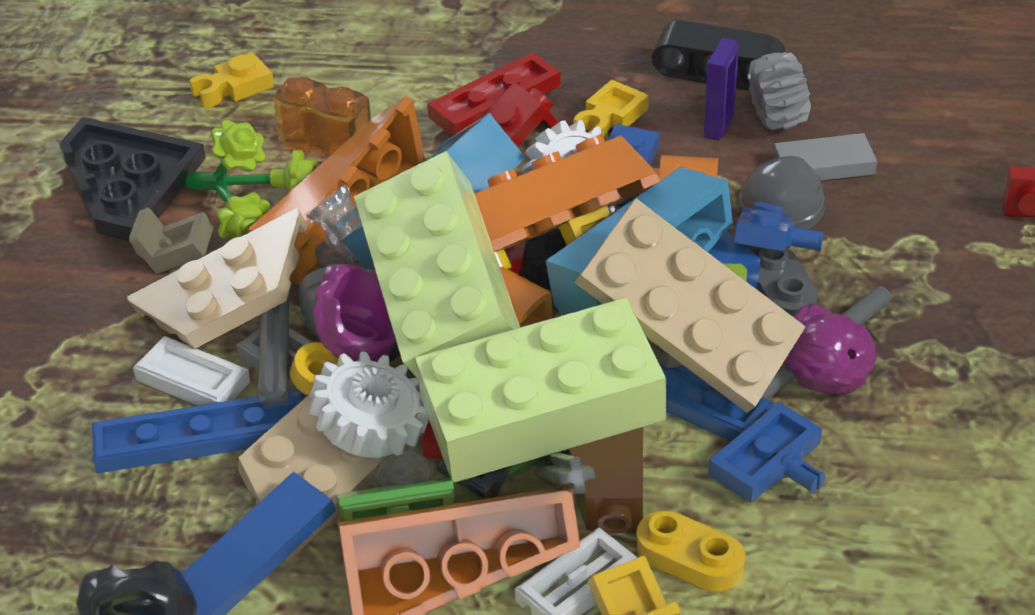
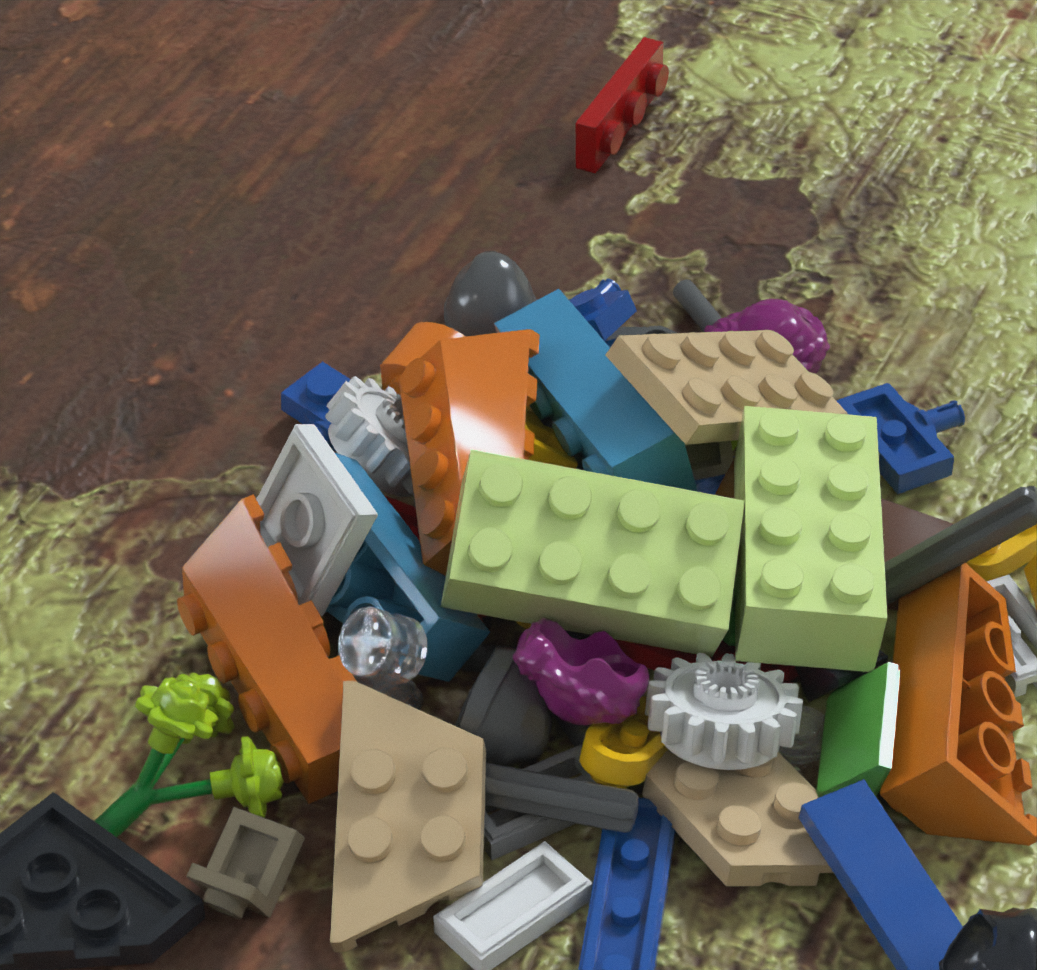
camera: 70 degrees left, 0 degrees up
(318, 116) = (81, 655): clear orange brick -> none
(425, 134) = (314, 514): none -> white plate
(473, 100) = (132, 488): red plate -> none
(521, 112) = (196, 475): red bracket -> none
(613, 105) = (238, 390): yellow plate -> none
(688, 46) = (195, 277): black beam -> none
(721, 88) = (300, 279): dark purple tile -> none
(779, 91) = (323, 242): light grey gear -> none
(833, 156) = (432, 259): light grey tile -> none

